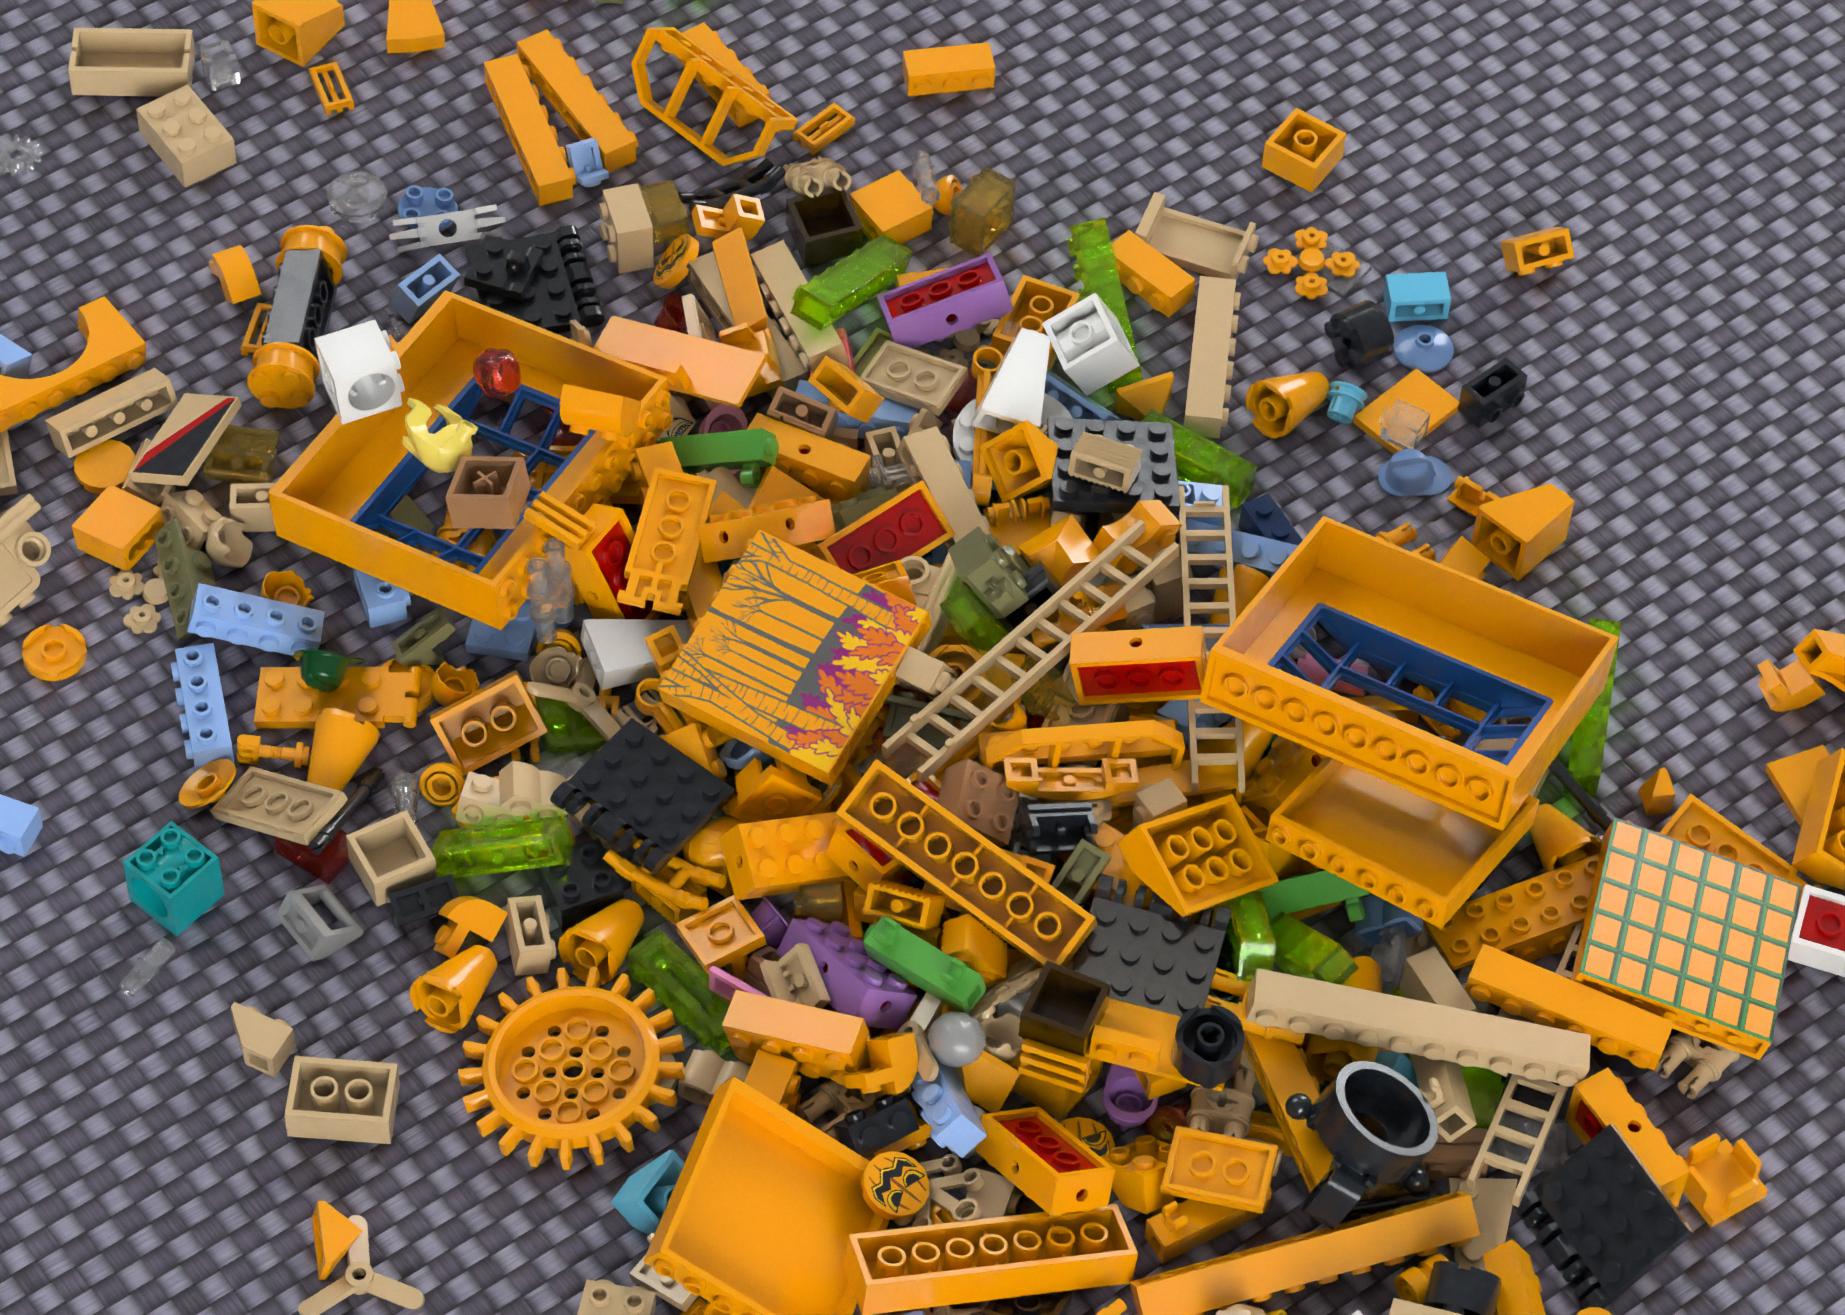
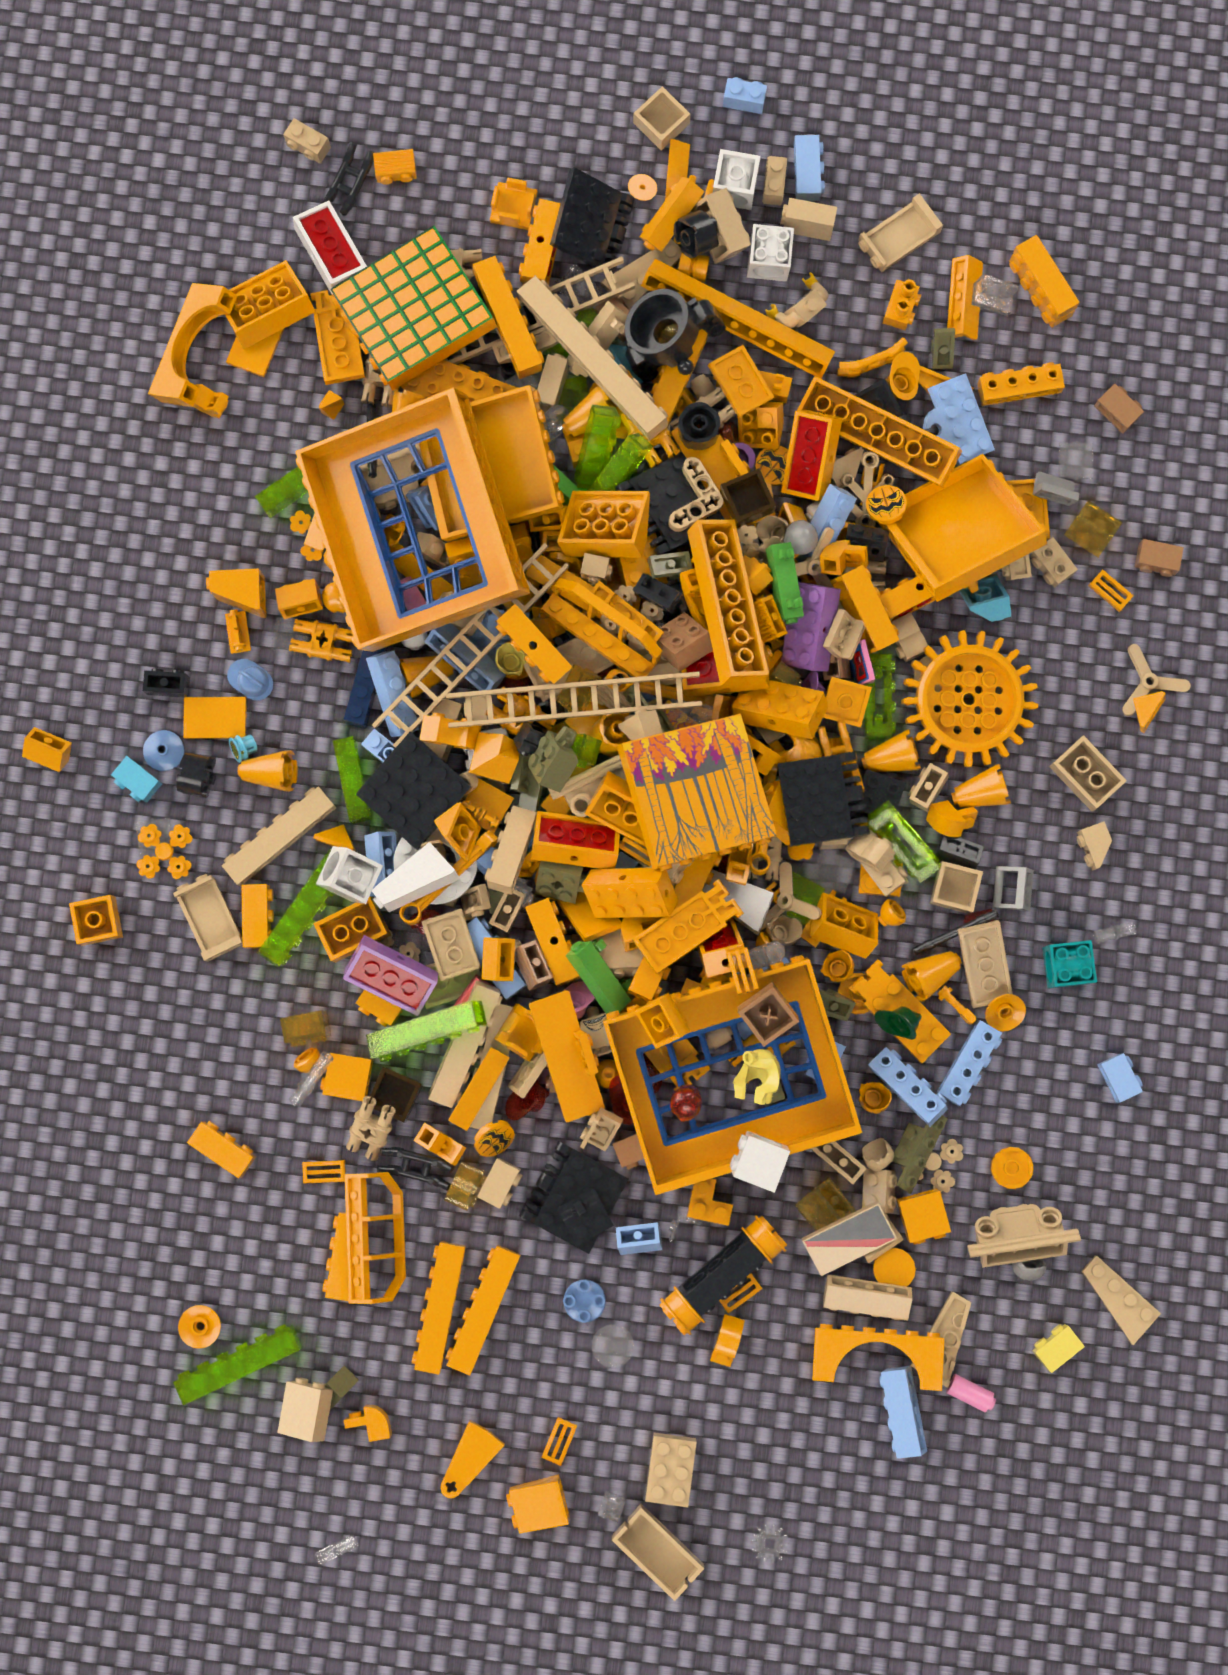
camera: 130 degrees left, 30 degrees up
(405, 793) = (915, 923): clear cone -> none
(429, 228) = (575, 1266): white piece -> none
(586, 162) = (476, 1252): light blue bracket -> none
(1054, 1070) = (772, 485): light orange tile -> none
(1105, 461) = (425, 781): tan brick -> none
(1121, 980) = (704, 497): none -> tan beam
(1404, 424) = (231, 702): clear brick -> none

